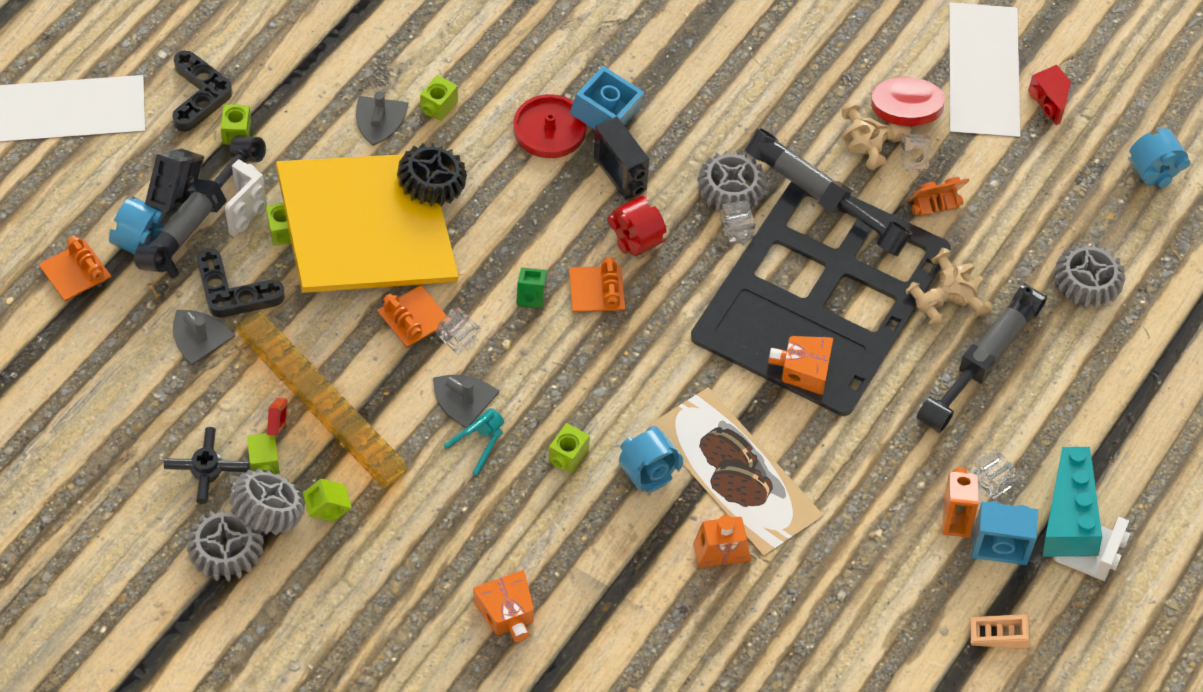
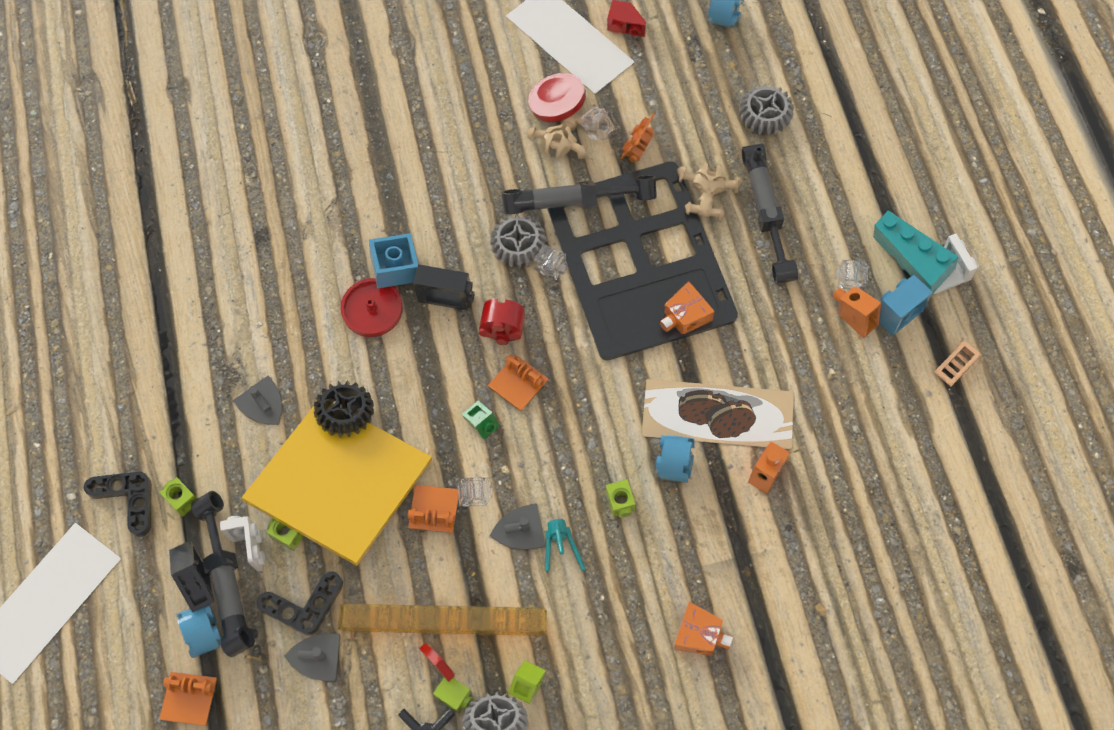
camera: 40 degrees left, 10 degrees up
(438, 97) = (283, 347): lime brick -> none

